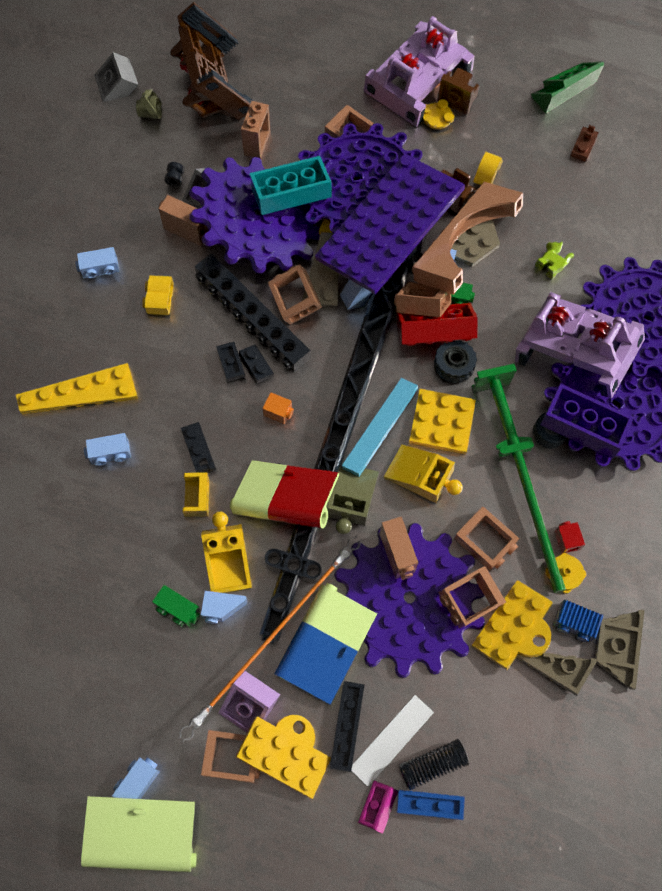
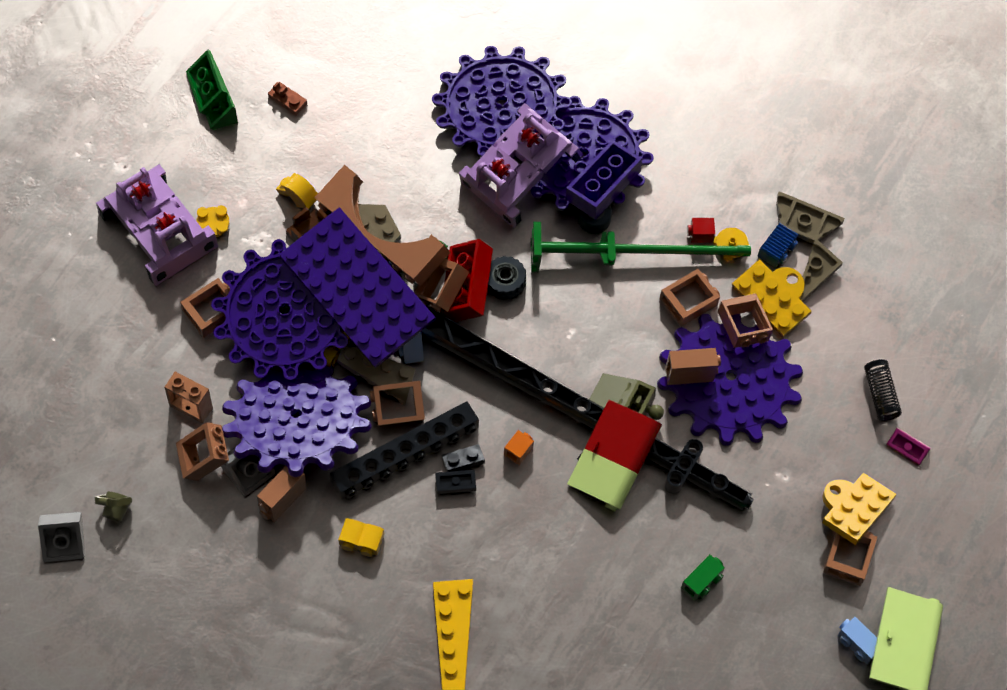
camera: 80 degrees left, 5 degrees down
(97, 263) = (305, 593): light blue brick -> none
(107, 449) = (527, 615): light blue brick -> none
(173, 177) = (214, 496): black wheel -> none
(196, 495) = (594, 540): yellow panel -> none
(198, 448) = (543, 531): black plate -> none
(198, 719) = (818, 568): piece -> none
(201, 152) = (188, 454): none -> nougat window
(206, 66) = (67, 434): reddish brown container -> none
(220, 606) = (710, 538): light blue slope -> none
(226, 561) = (661, 524): yellow slope -> none
(247, 700) = (805, 530): lavender slope -> none
(291, 185) = (284, 370): teal brick -> none
(325, 643) = (762, 453): door -> none
(347, 726) = (838, 453): black plate -> none
(379, 427) = (559, 359): medium azure tile -> none
(391, 740) = (854, 422): white sticker -> none
(420, 473) = (613, 338): yellow slope -> none
(430, 804) = (914, 402): blue plate -> none
(442, 421) = (563, 306): yellow plate -> none
(457, 91) = (200, 190): reddish brown panel -> none
(552, 260) = (416, 164): lime animal -> none

